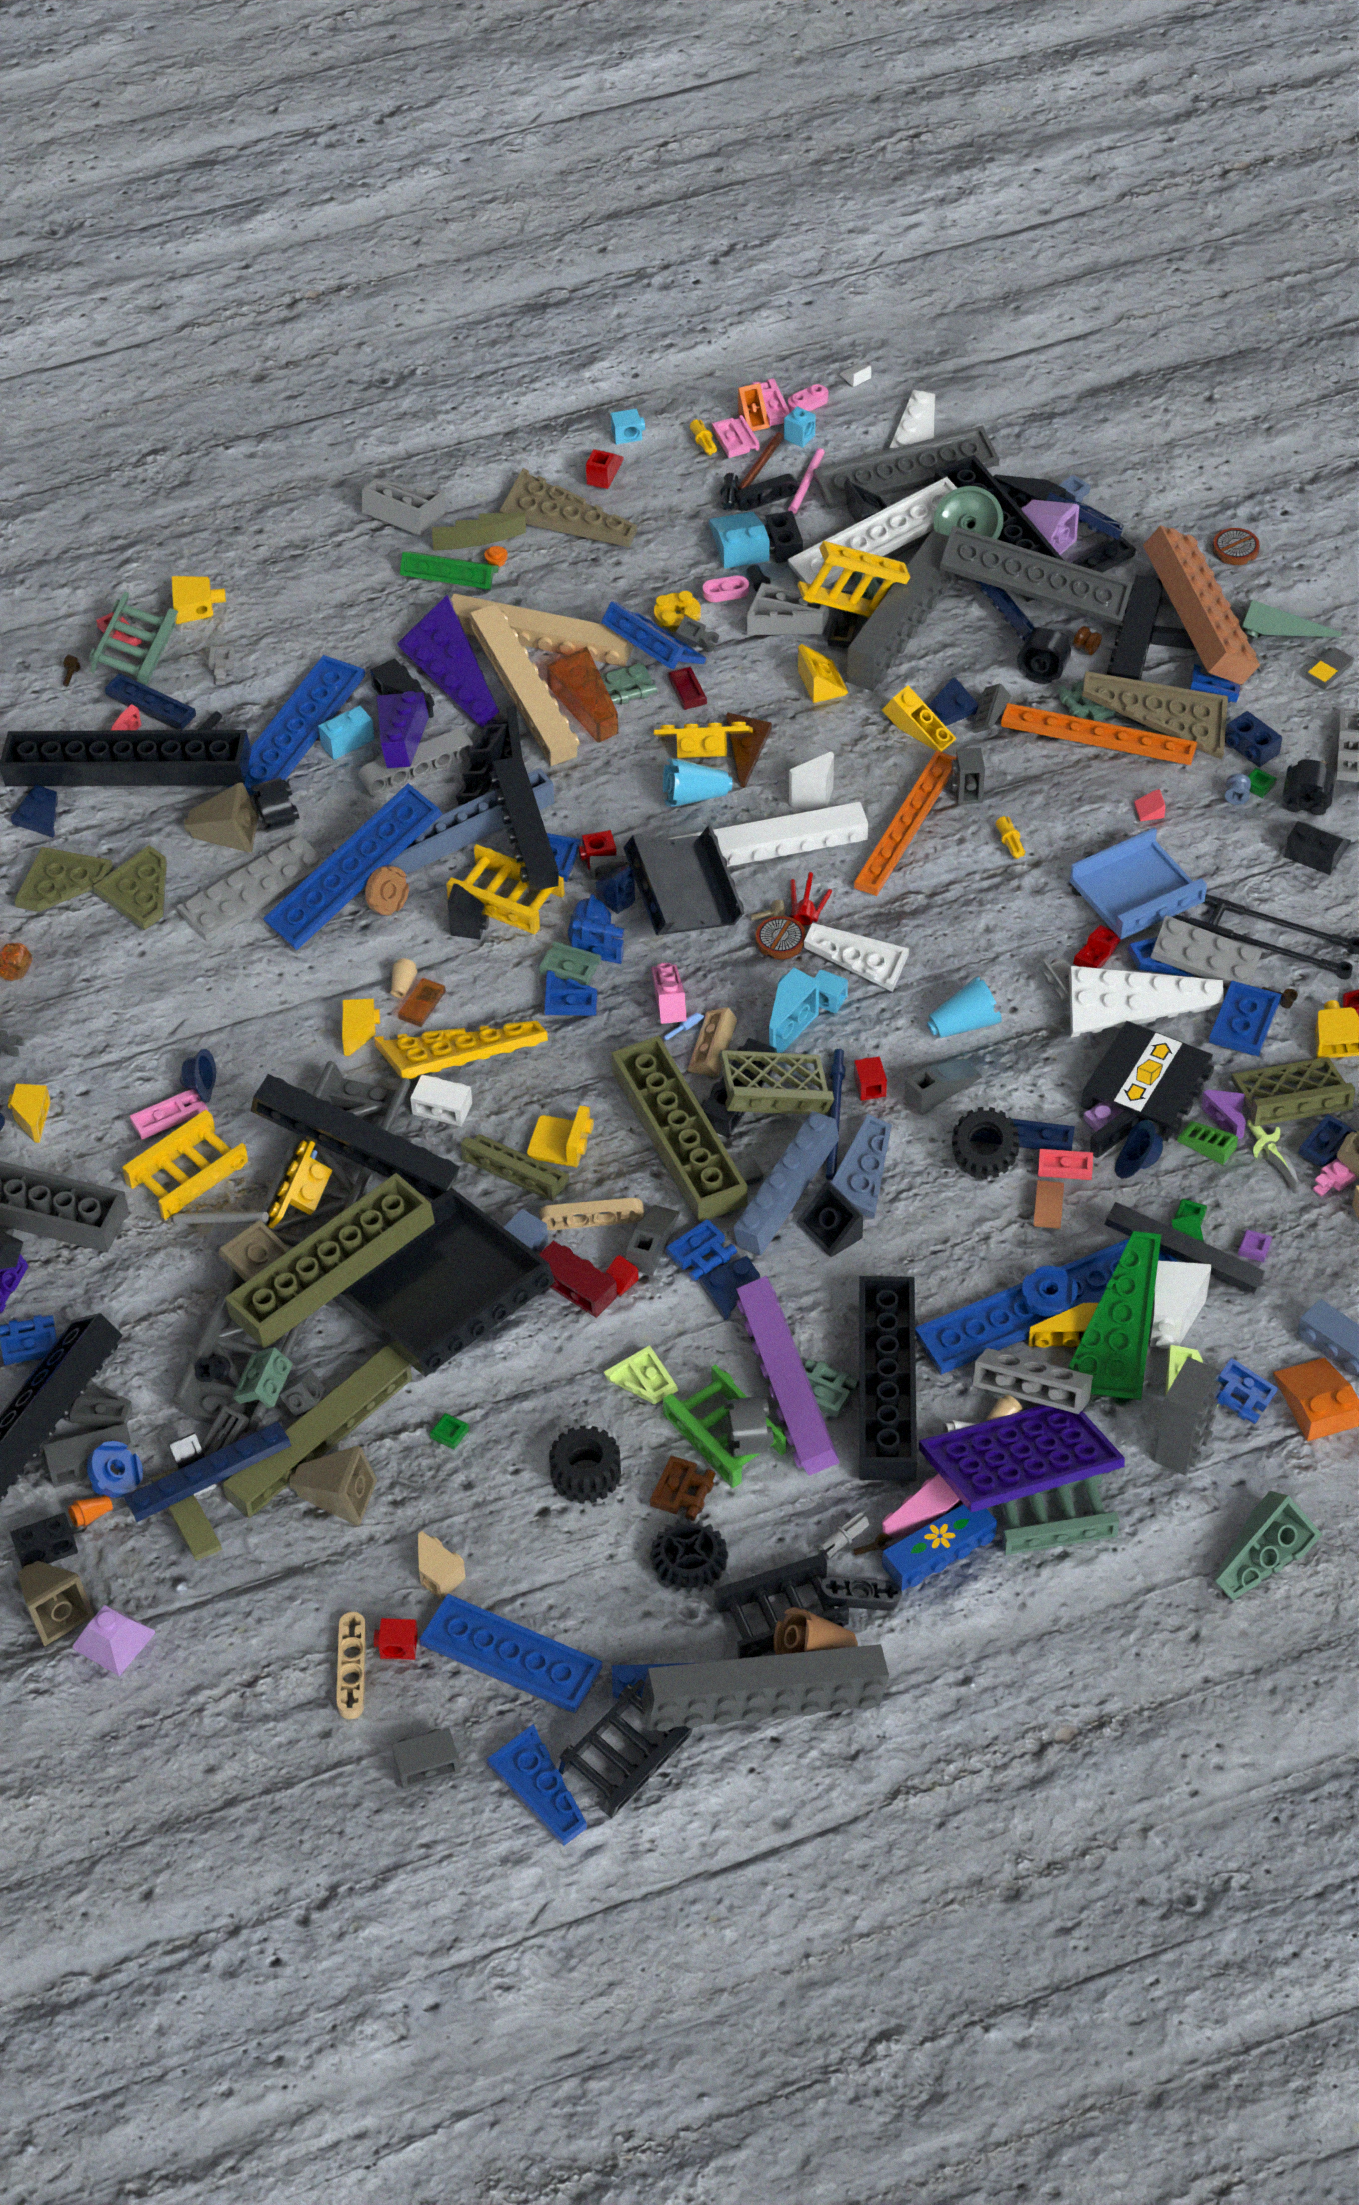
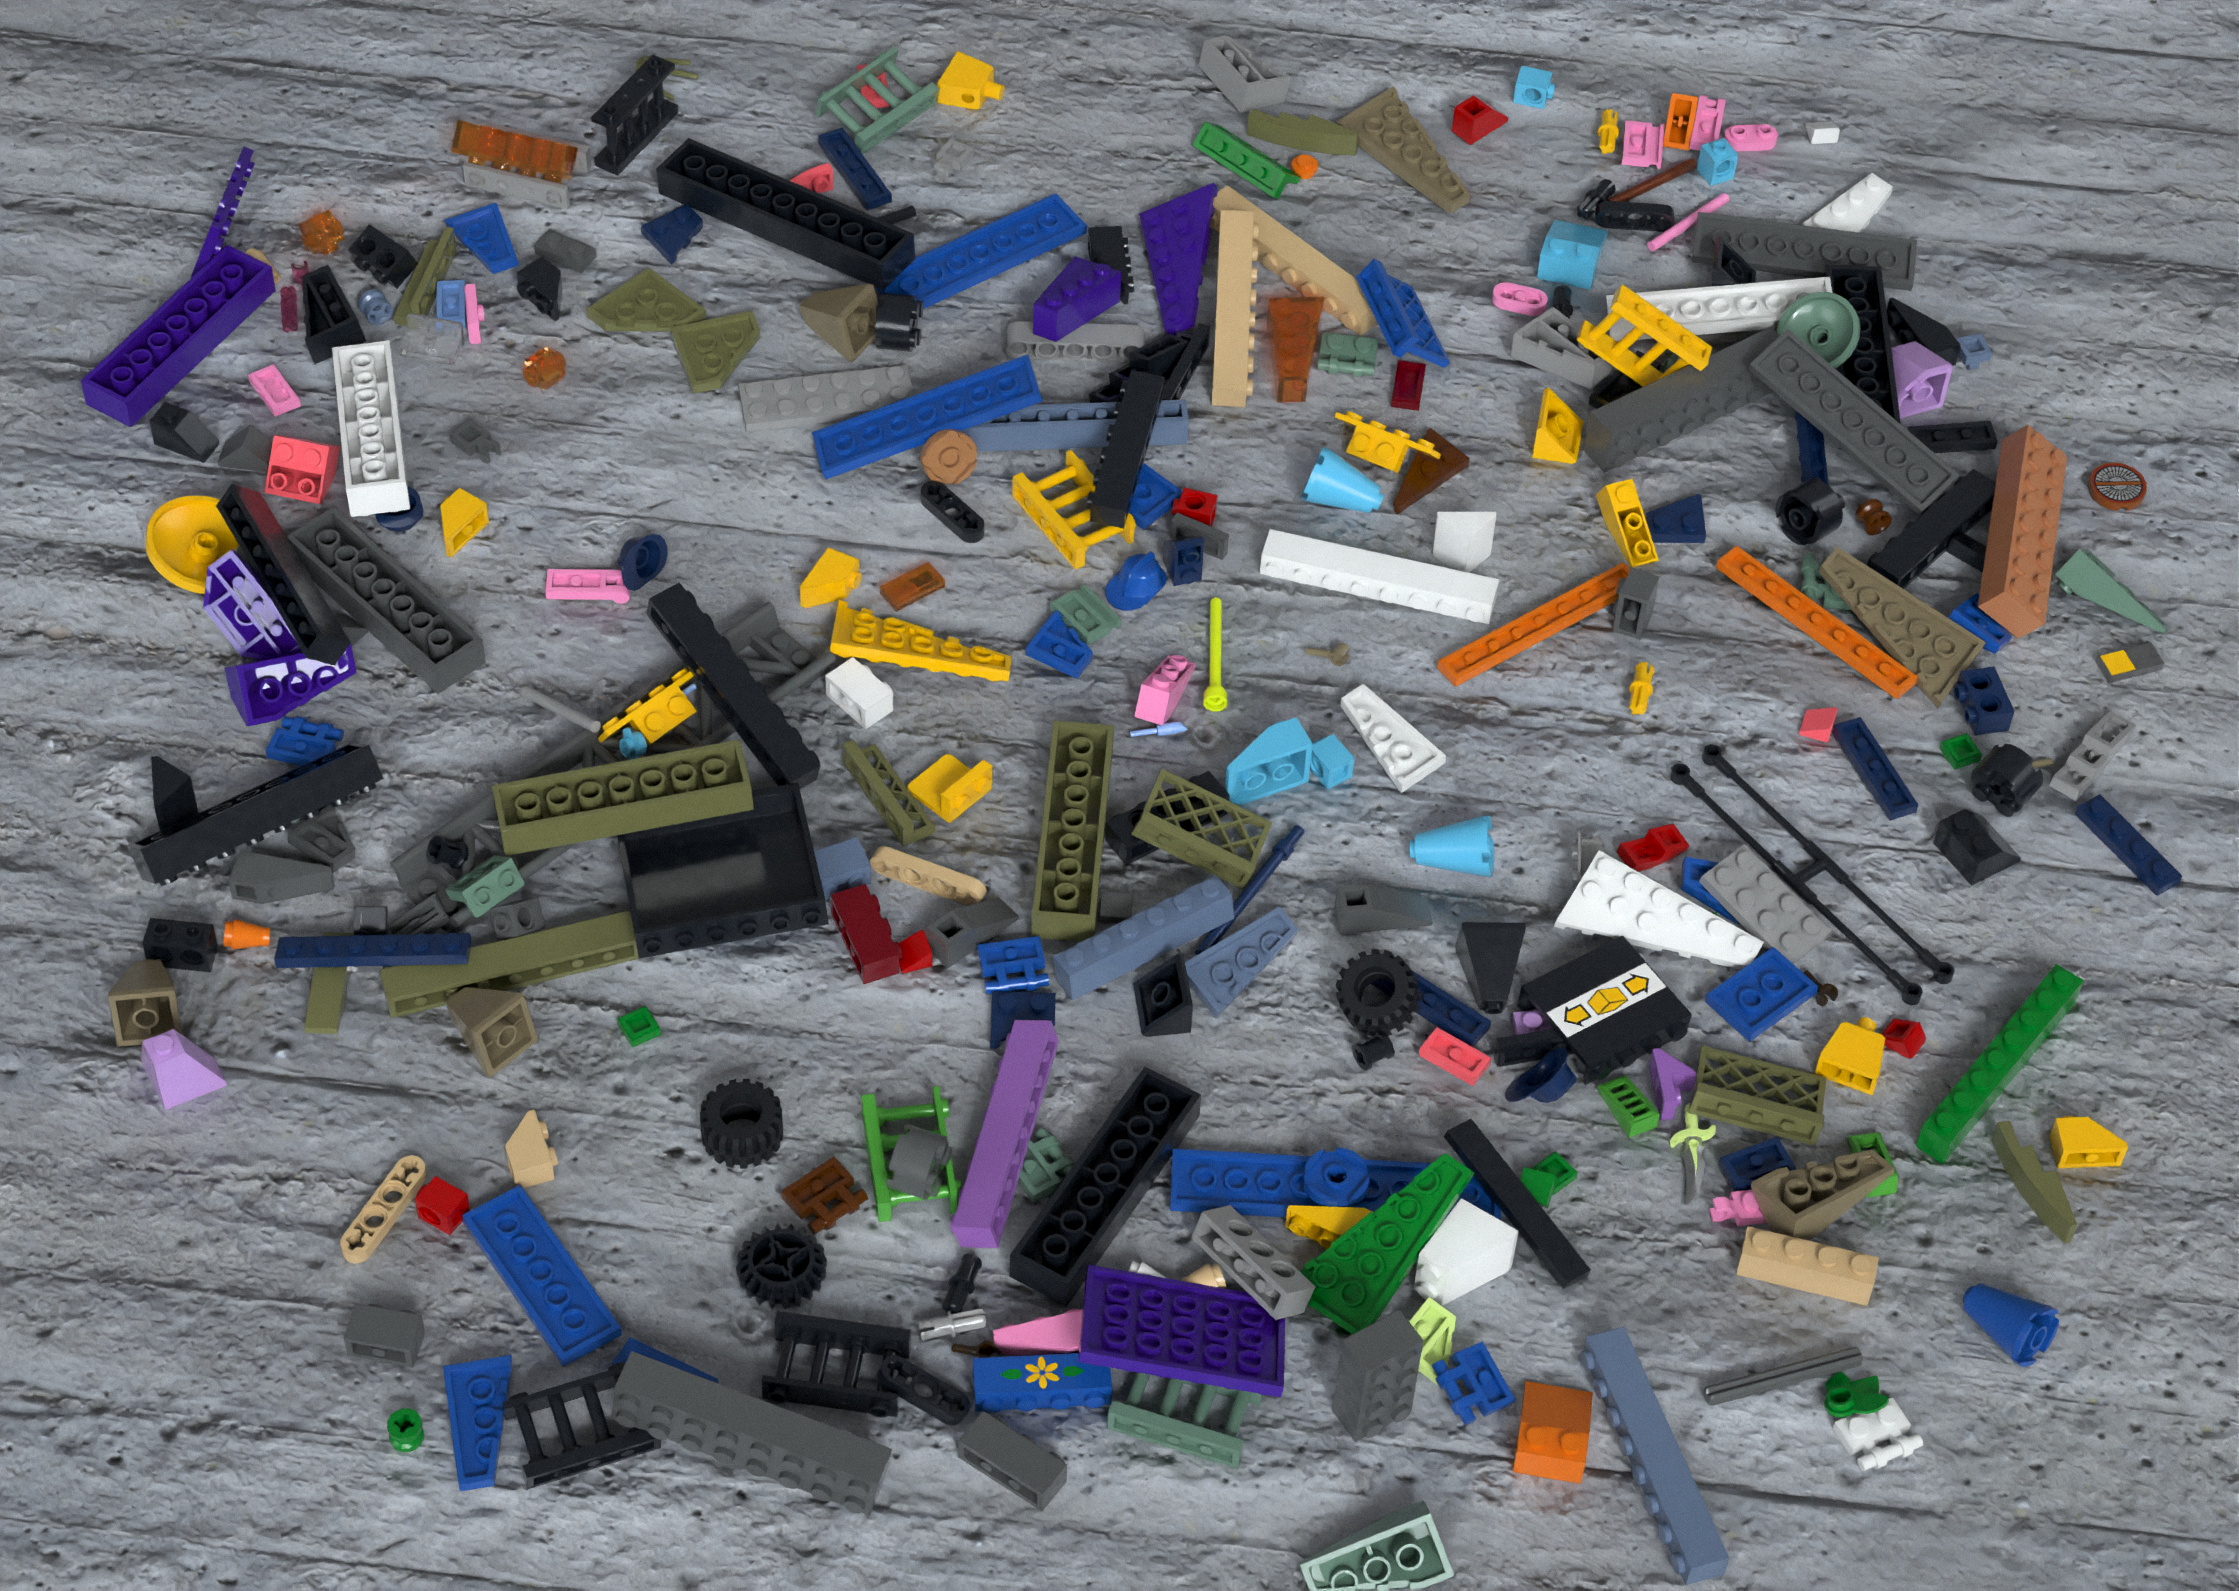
camera: 25 degrees right, 0 degrees up
(72, 664) = (805, 100): dark brown hand -> none
(102, 1477) = (274, 914): blue plate -> none
(170, 1148) = (564, 619): yellow fence -> none
(253, 1250) = (560, 751): dark tan plate -> none
(302, 1218) = (632, 744): none -> medium azure plate
(346, 732) = (1022, 280): medium azure brick -> none
(390, 924) = (955, 523): none -> black beam
(402, 977) = (909, 551): tan cone -> none
(466, 914) = (1011, 515): black slope -> none
(488, 1828) = (409, 1438): none -> green wheel
(606, 946) = (1127, 602): blue plate -> none
(643, 1376) = (865, 1063): yellowish green wing -> none
(667, 605) = (1446, 290): yellow plate -> none
(684, 882) = (1250, 581): black panel -> none
(694, 632) = (1452, 329): dark grey plate -> none
(709, 981) = (1215, 695): none -> neon yellow piece
(713, 1037) = (1179, 757): tan slope -> none
(780, 937) = (1322, 684): tile -> none
(783, 536) = (1619, 267): black brick -> none
(805, 909) = (1366, 665): red plant -> none
(809, 1632) = (839, 1405): medium nougat cone -> none
(830, 1502) = (961, 1284): none -> black axle
(870, 1078) = (1310, 871): red brick -> none
(959, 1611) = (1012, 1460): none -> dark grey brick
(990, 707) = (1717, 540): dark grey slope -> none
(1005, 1188) = (1373, 1050): none -> black bush
(1046, 1083) = (1489, 960): none -> black slope
(1048, 1204) = (1406, 1089): nougat slope -> none
(1097, 520) = (1971, 387): dark blue wing -> none
(1135, 884) = (1738, 797): medium blue panel -> none
(1211, 821) = (1875, 768): none -> dark blue plate
(1237, 789) = (1928, 746): sand blue wheel -> none
(1255, 1245) = (1601, 1239): medium lavender tile -> none

